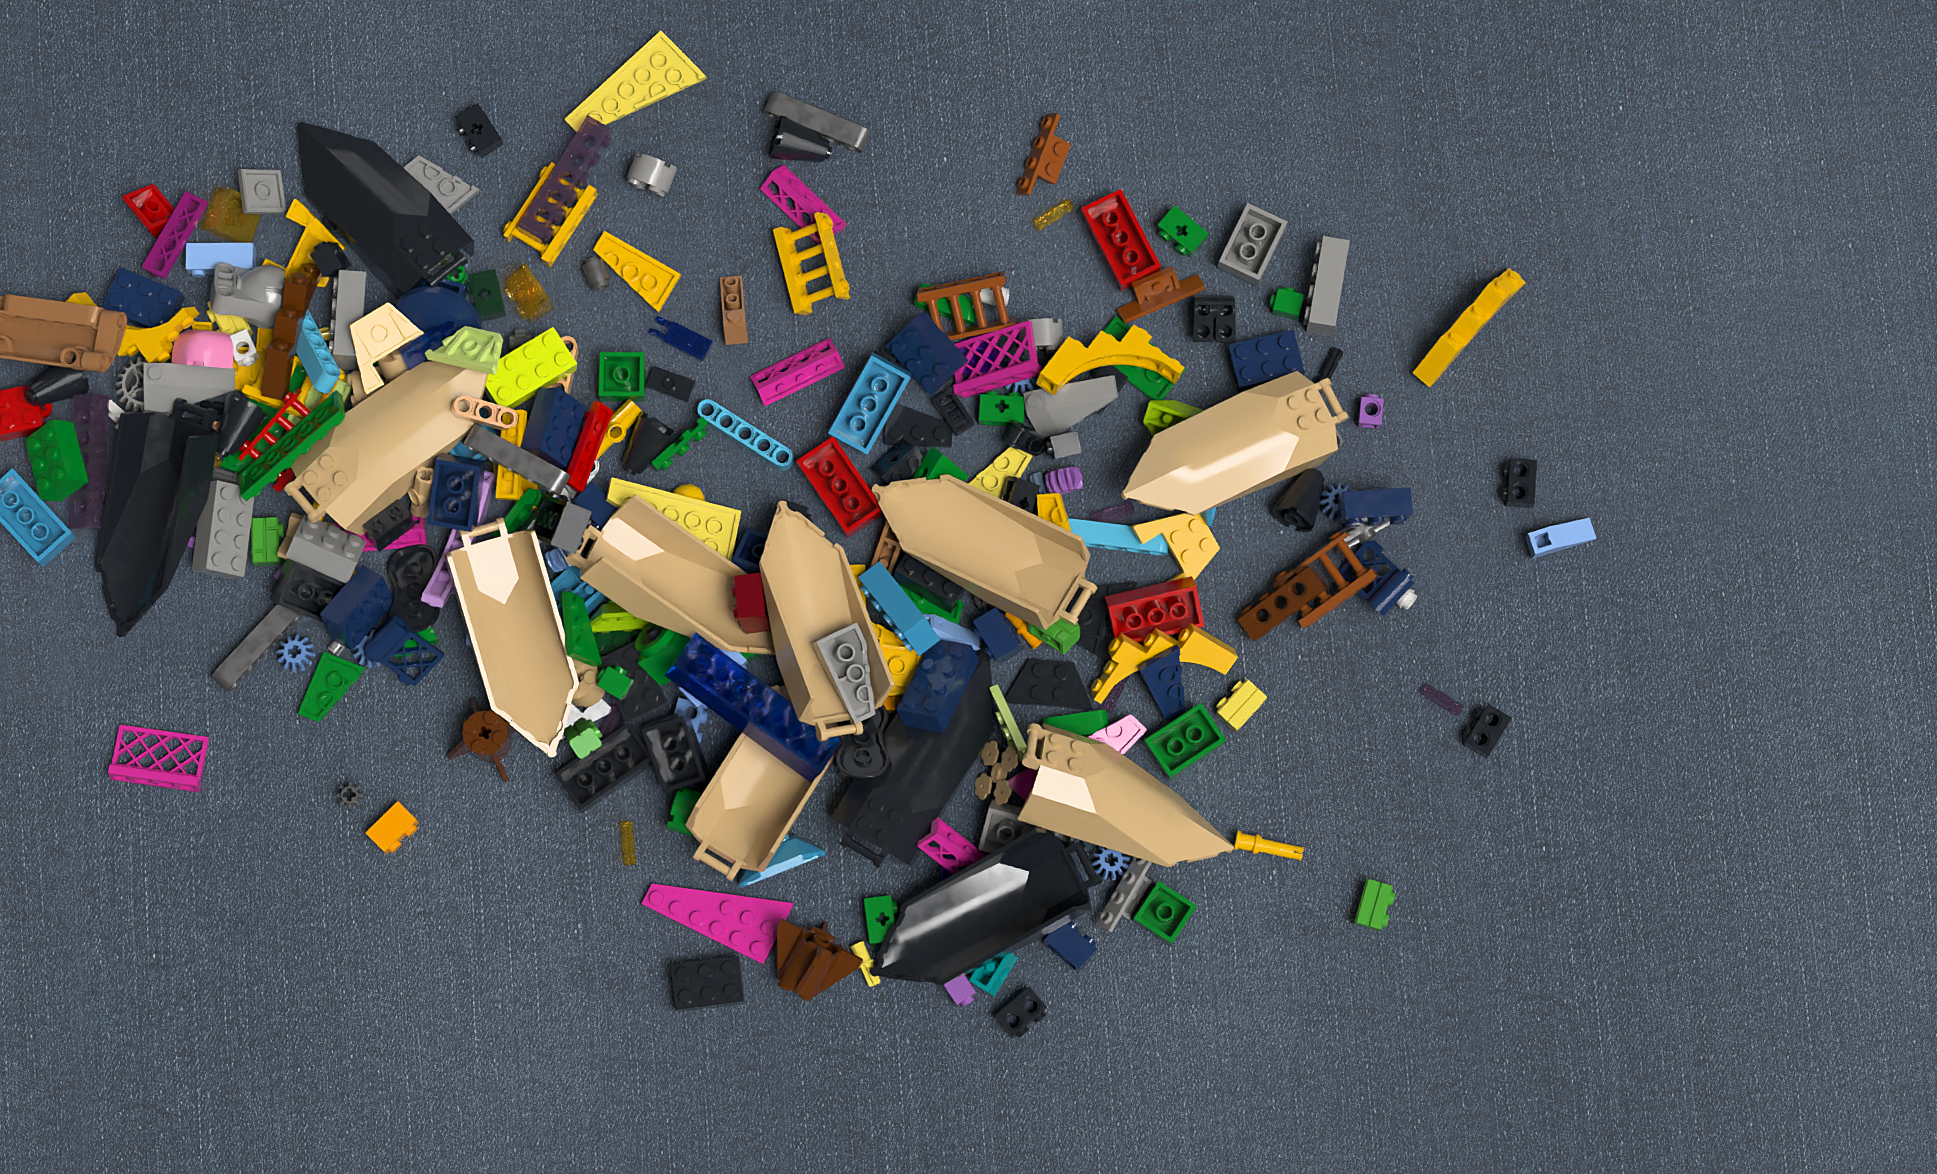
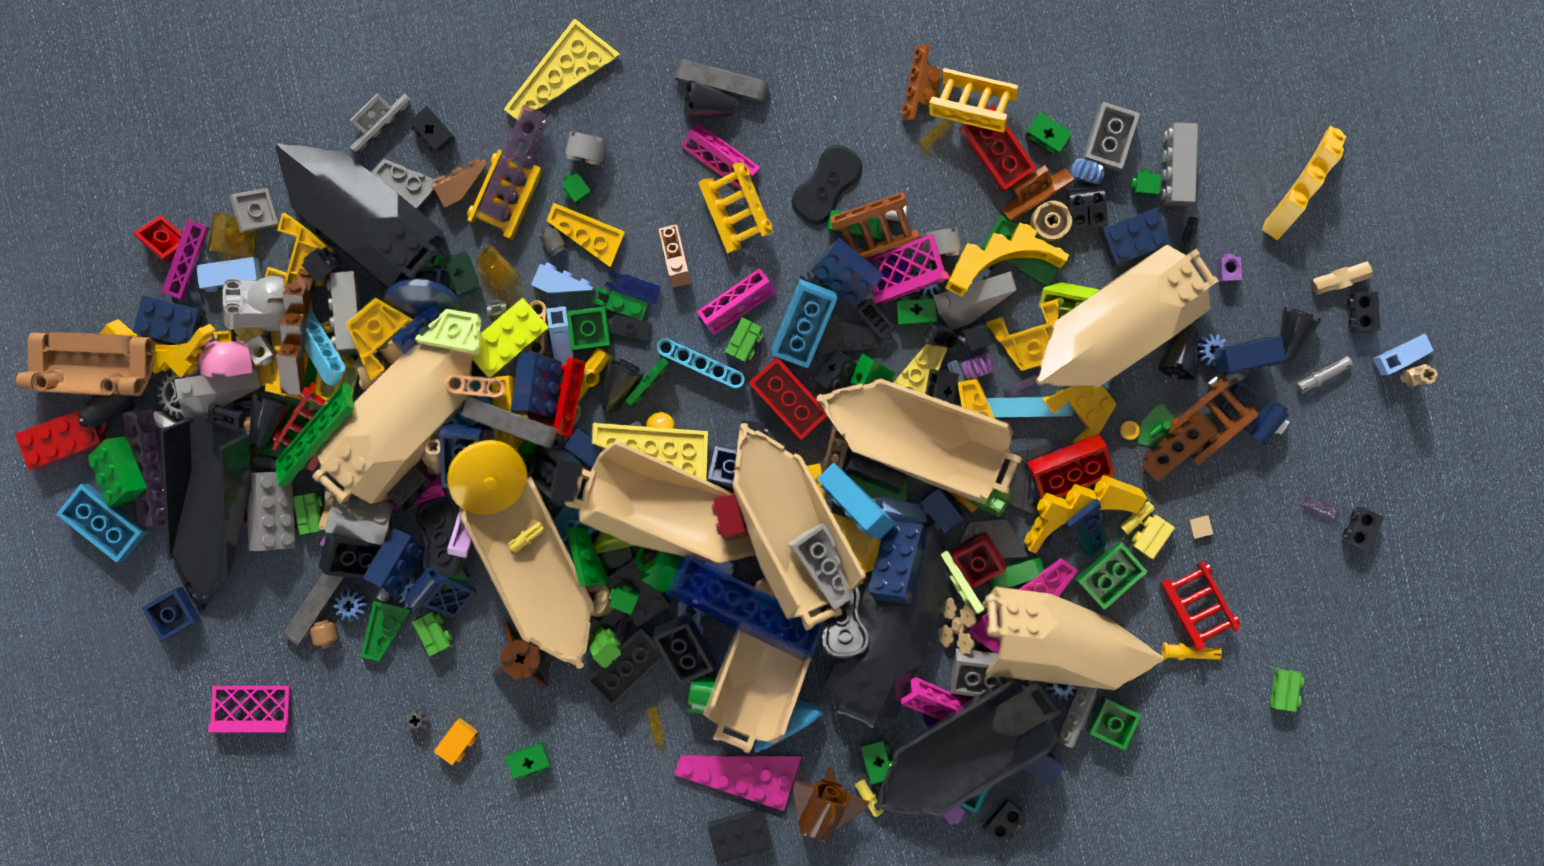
camera: 10 degrees left, 10 degrees up
(88, 632) = (171, 613): none -> dark blue brick
(260, 681) = (323, 634): none -> medium nougat head
(386, 699) = (433, 633): none -> bright green brick
(415, 107) = (374, 116): none -> light grey bracket
(461, 858) = (517, 759): none -> green brick
(481, 519) = (487, 477): none -> yellow dish
(495, 197) = (456, 185): none -> medium nougat slope
(513, 598) = (526, 537): none -> light yellow axle
(588, 375) = (559, 333): none -> light blue slope
(592, 320) = (555, 282): none -> light blue slope
(632, 218) = (575, 188): none -> green brick
(665, 355) = (622, 304): none -> green hinge
(799, 415) = (744, 340): none -> bright green brick
(932, 243) = (835, 172): none -> black plate
(1032, 699) = (979, 560): none -> dark red brick
(1094, 196) = (972, 115): none -> yellow fence
(1119, 464) = (1028, 345): none -> yellow wing
(1176, 340) = (1061, 218): none -> tan brick
(1221, 279) = (1088, 171): none -> medium blue gear
(1226, 681) = (1135, 519): none -> light yellow axle
(1231, 581) = (1129, 430): none -> yellow tile
(1260, 580) = (1155, 426): none -> green shield
(1267, 807) = (1189, 622): none -> red fence
(1299, 703) = (1200, 526): none -> tan tile
(1436, 493) = (1296, 331): none -> black cone
(1463, 549) = (1317, 378): none -> light grey pin
(1499, 441) = (1341, 278): none -> tan piece
(1569, 559) = (1418, 375): none -> tan piece

